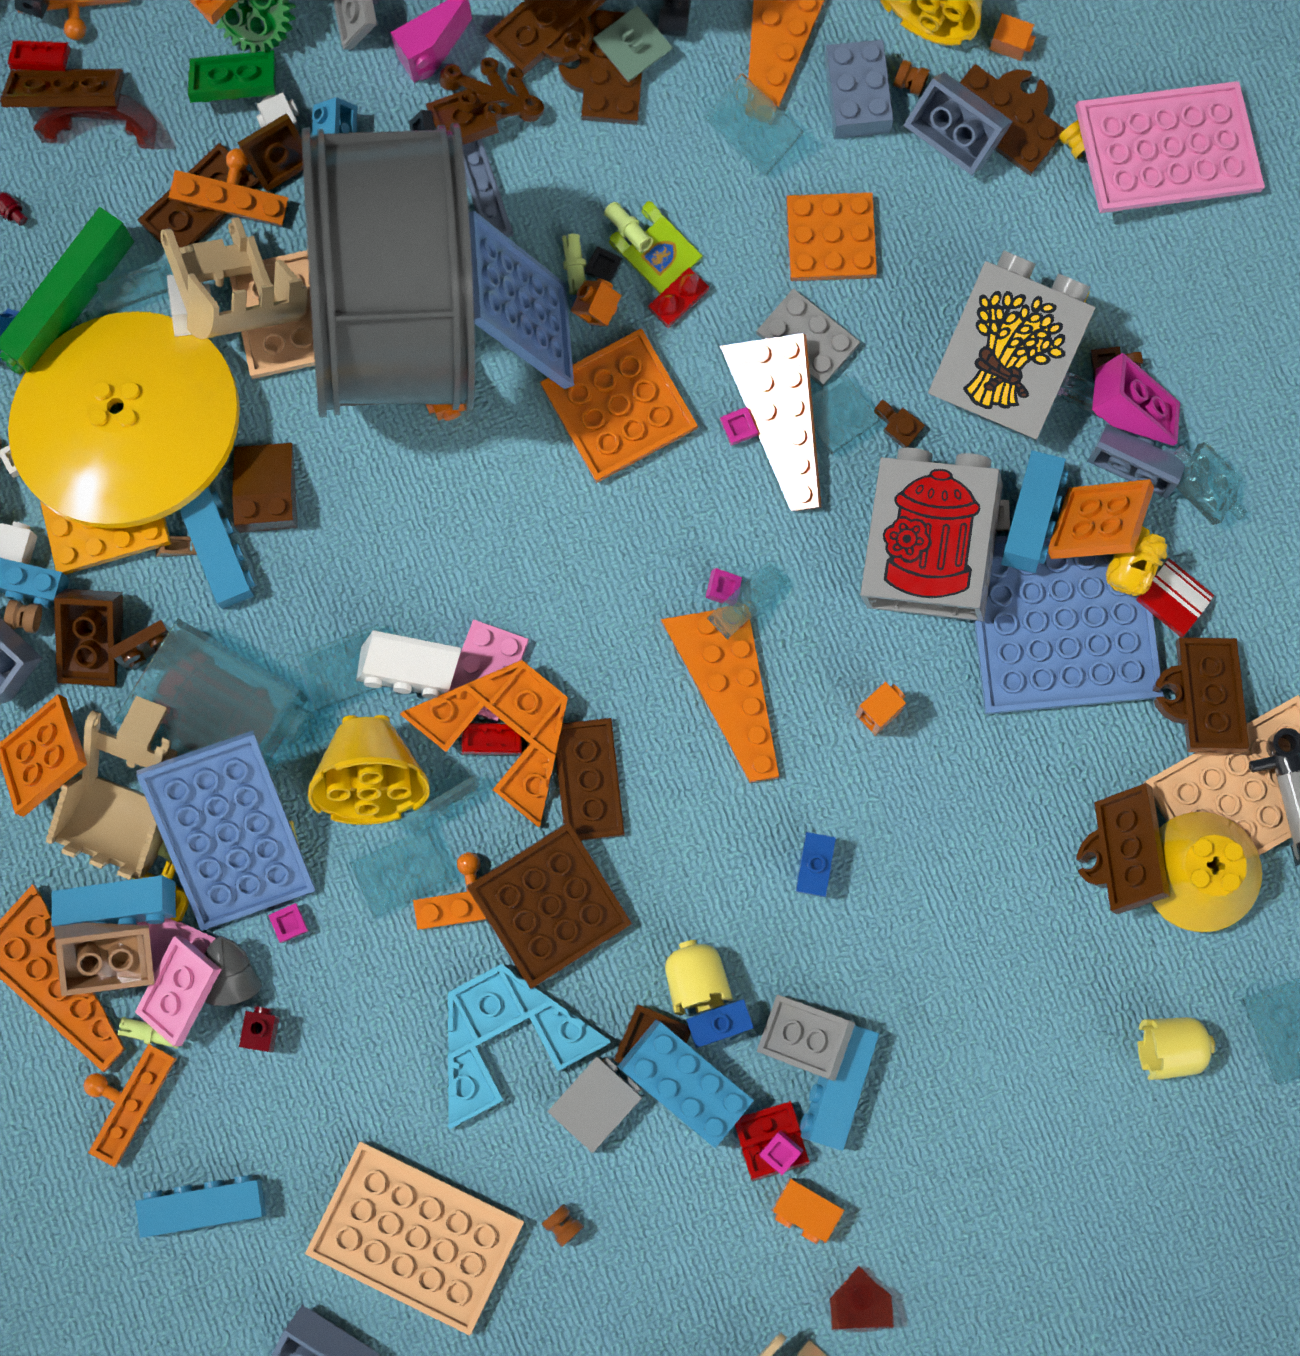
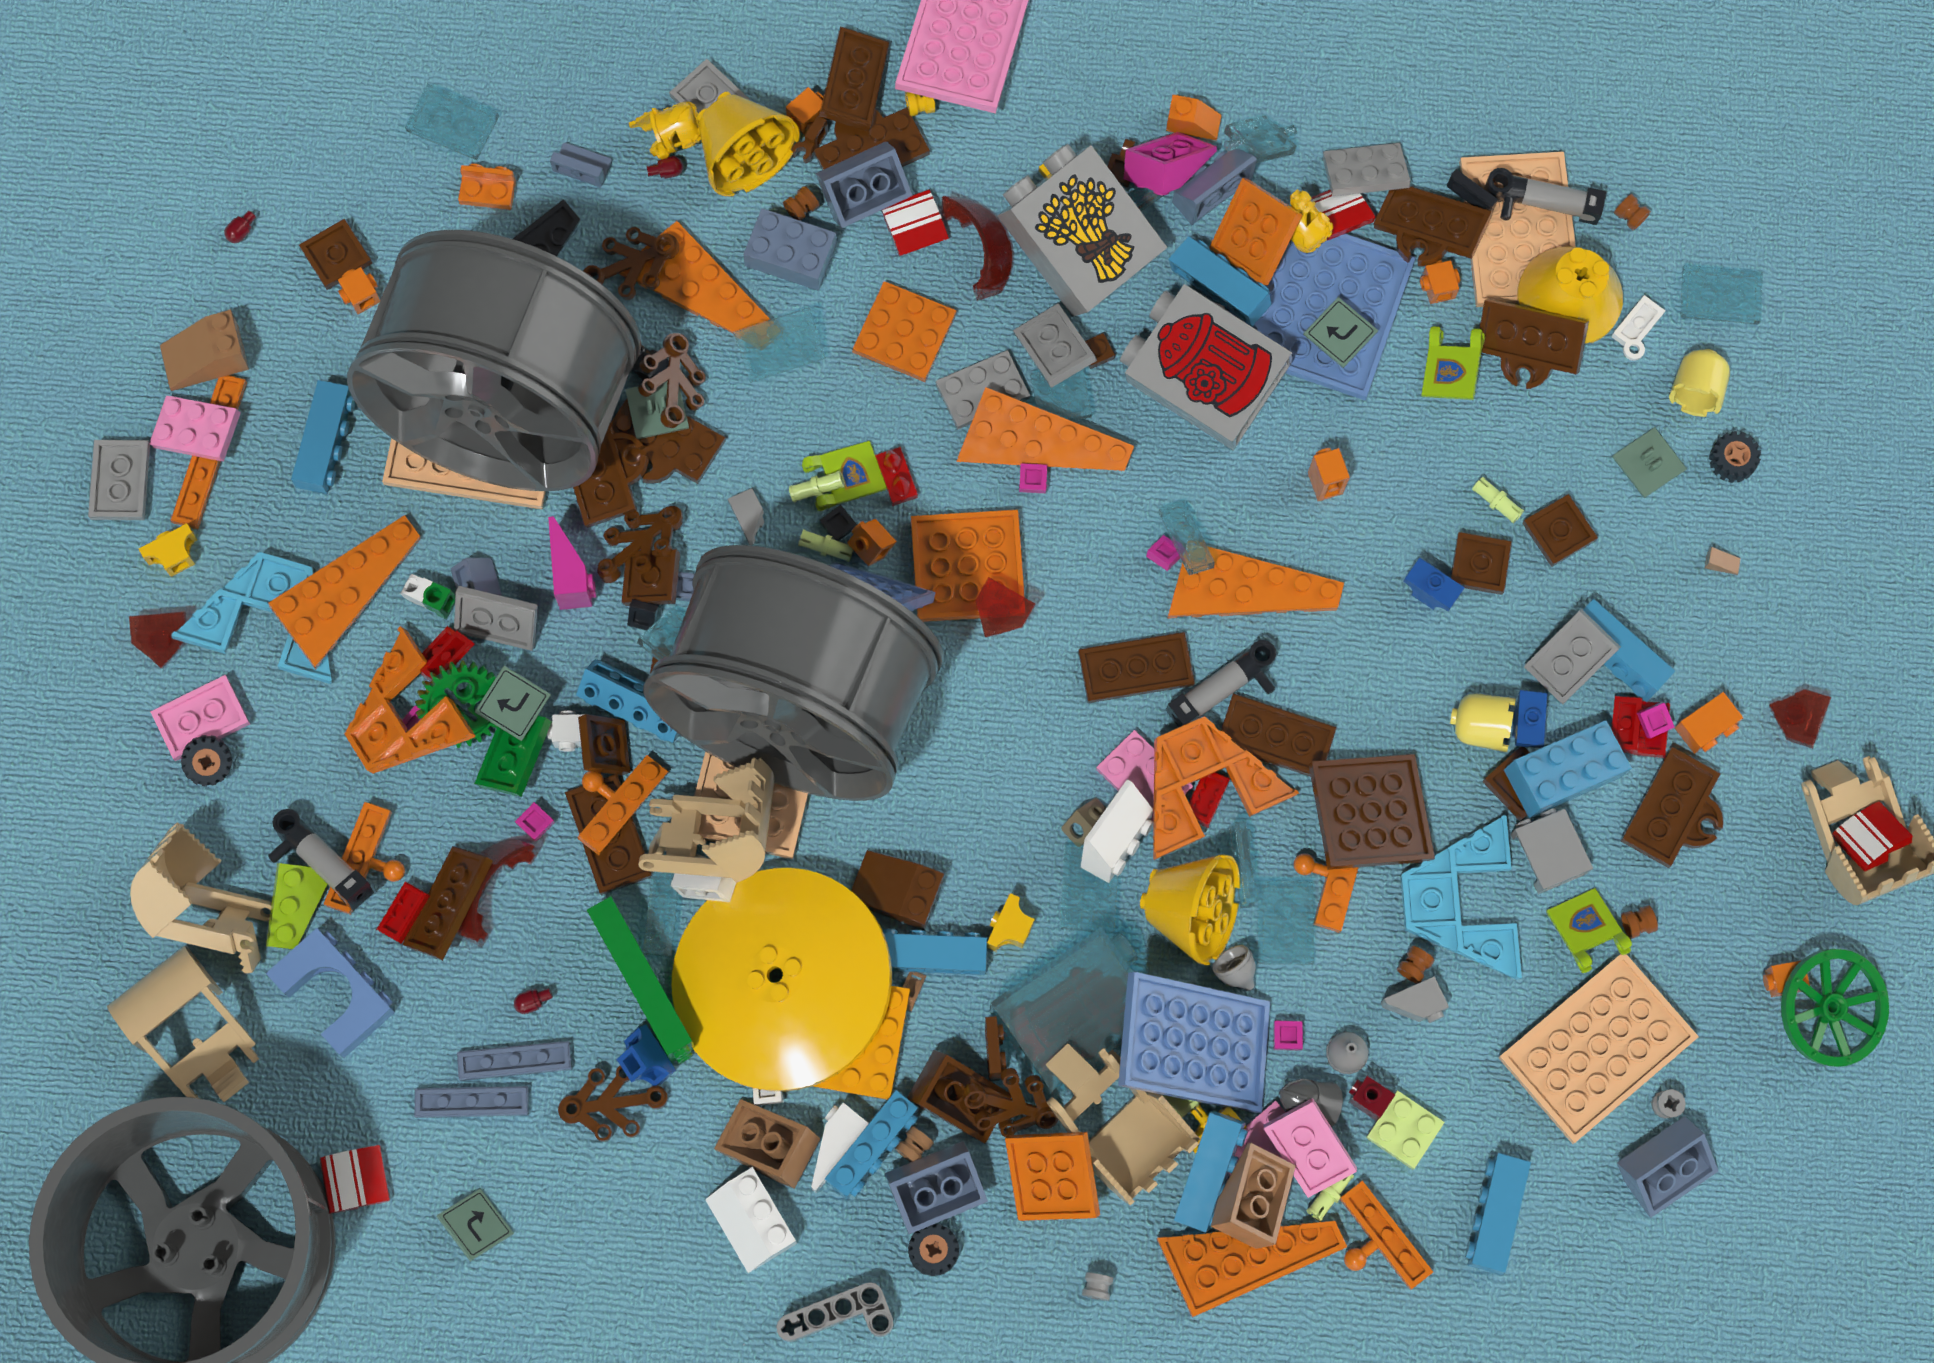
camera: 70 degrees left, 5 degrees down
(92, 688) = (1041, 1114): none -> reddish brown plant
(178, 129) = (534, 822): none -> dark pink plate
(247, 1079) = (1405, 1130): none -> yellowish green plate
(272, 49) = (512, 703): none -> sand green piece
(276, 608) = (1010, 925): none -> yellow brick
(299, 989) = (1347, 1052): none -> light grey helmet
(331, 842) = (1236, 967): none -> light grey helmet
(379, 1037) = (1418, 1002): none -> light grey slope
(392, 1328) = (1661, 1104): none -> light grey wheel
(415, 1017) = (1415, 964): none -> dark orange wheel
(417, 629) = (1086, 818): none -> dark tan bracket
(535, 1171) = (1586, 924): none -> lime flag
(571, 177) = (748, 513): none -> light grey slope
(585, 454) = (1002, 609): none -> clear red plate
(594, 613) = (1136, 667): none -> reddish brown tile
(613, 702) = (1224, 683): none -> piece
(670, 42) = (674, 378): none -> reddish brown plant
(699, 1213) = (1674, 810): none -> reddish brown plate
(866, 904) = (1481, 563): none -> reddish brown plate
(883, 382) = (1054, 345): none -> light grey plate
(941, 970) = (1560, 530): none -> reddish brown plate
(943, 893) = (1498, 500): none -> yellowish green pin
(948, 193) = (915, 223): none -> slope
(955, 283) = (994, 240): none -> clear red windscreen
(987, 57) = (814, 136): none -> reddish brown plate
(991, 1154) = (1722, 561): none -> medium nougat piece
(1038, 654) = (1340, 332): none -> sand green piece
(1061, 786) = (1452, 370): none -> lime flag
(1063, 1032) = (1649, 462): none -> sand green piece
(1067, 64) = (854, 79): none -> reddish brown tile
(1126, 1117) = (1741, 449): none -> black wheel
(1150, 733) = (1440, 281): none -> orange brick
(1200, 408) = (1193, 118): none -> orange slope
(1205, 956) = (1637, 326): none -> white hinge
(1234, 605) = (1366, 169): none -> light grey plate
(1261, 720) = (1471, 191): none -> black tile

